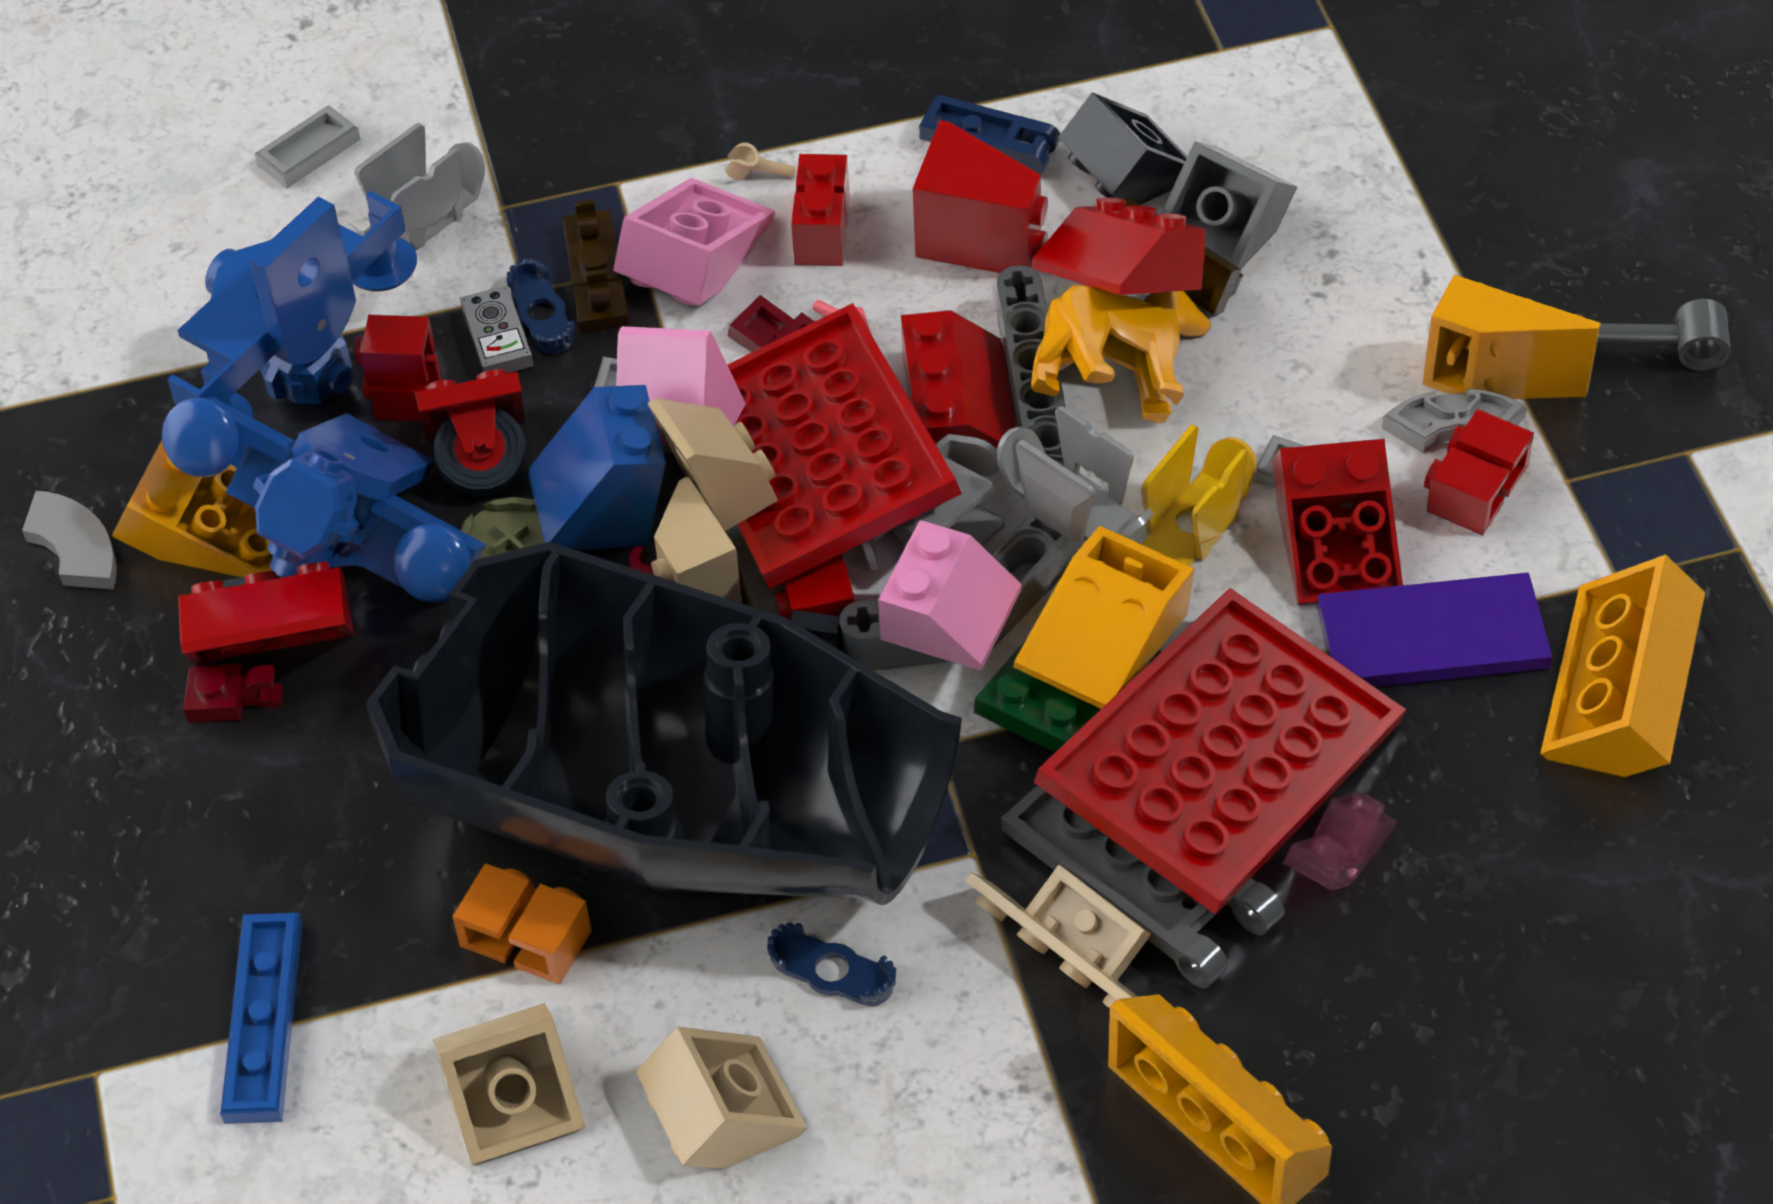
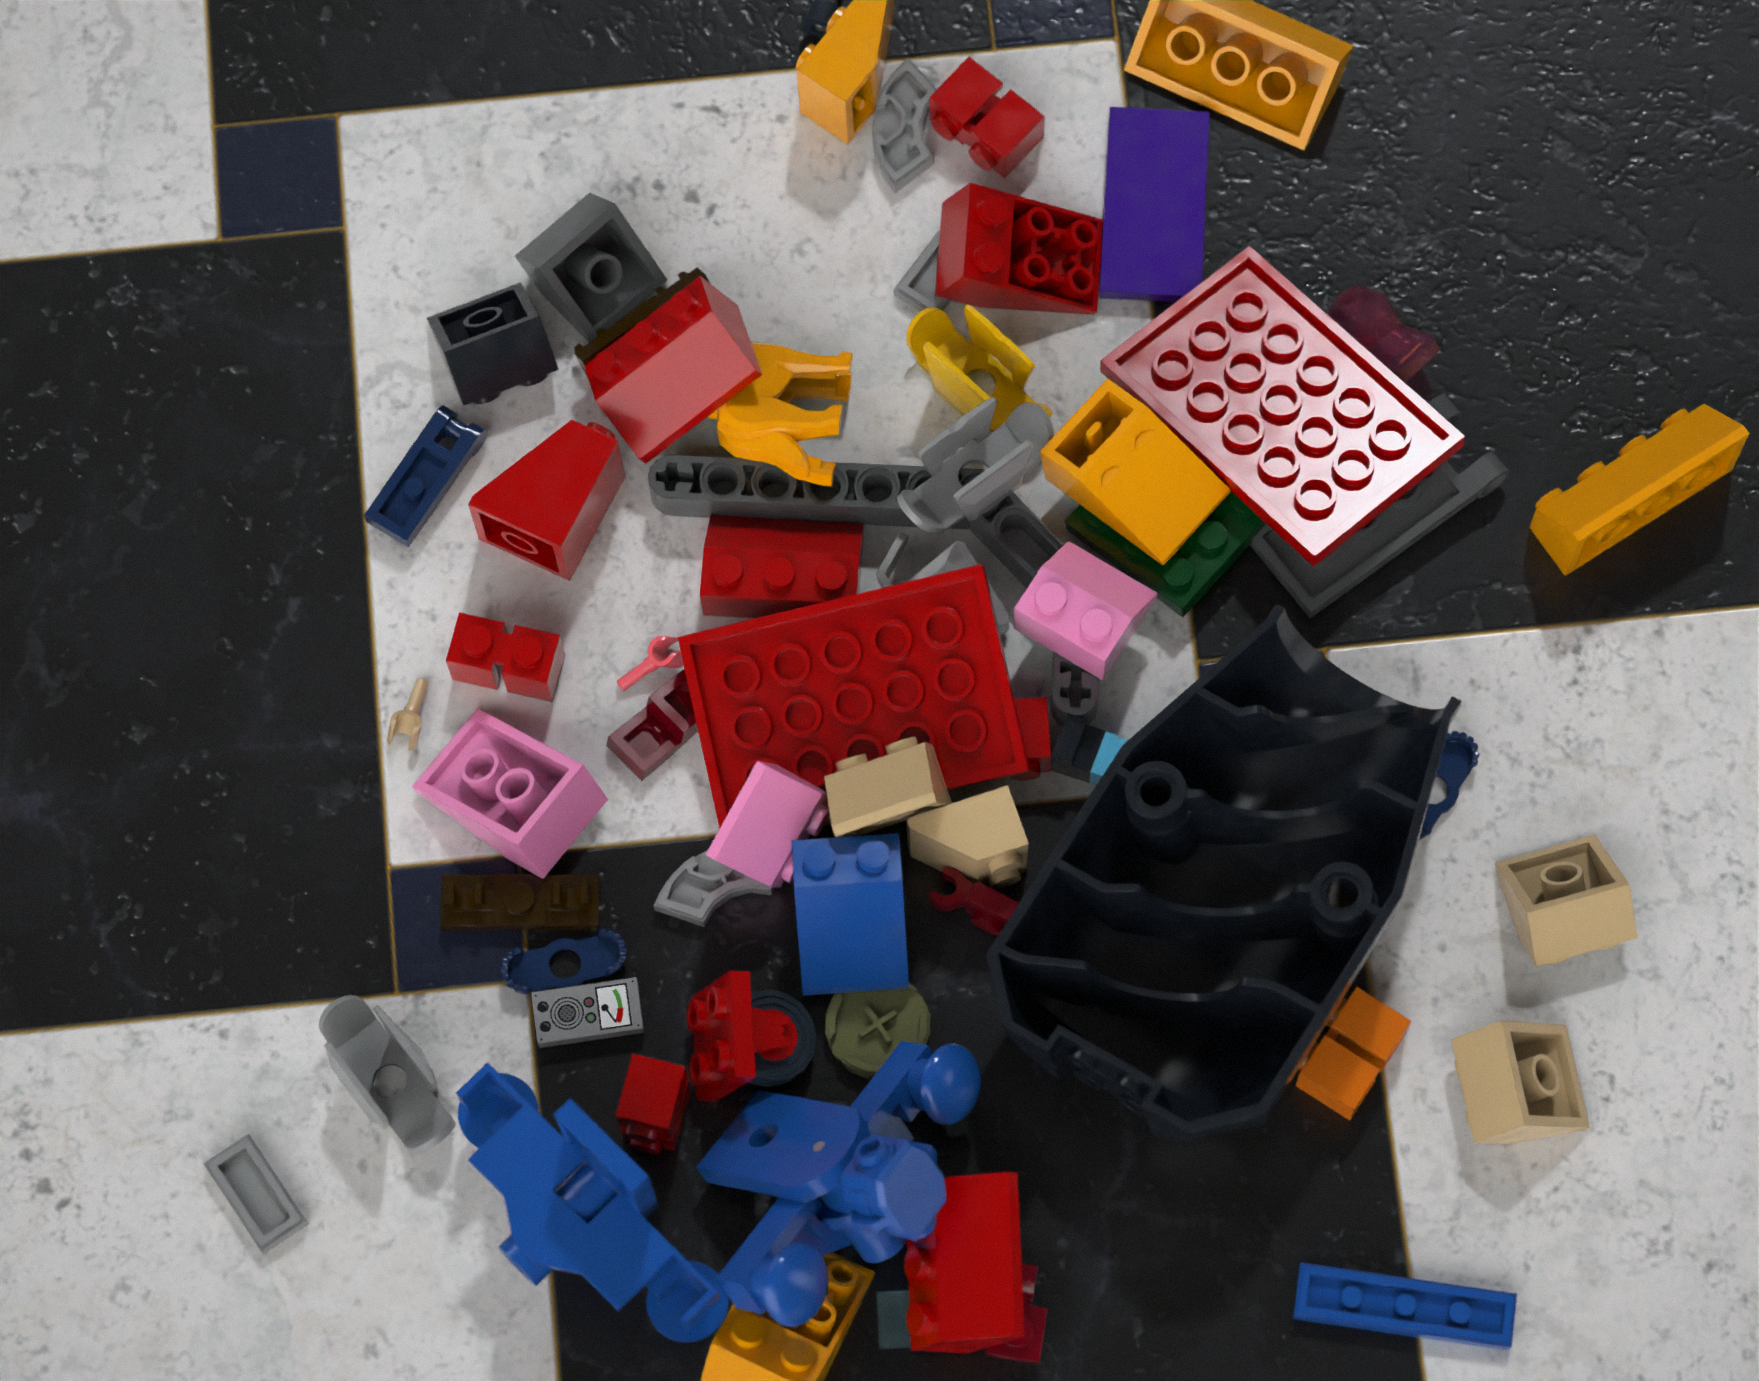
camera: 80 degrees left, 20 degrees up
(1075, 924) = (1440, 570): tan bracket -> none

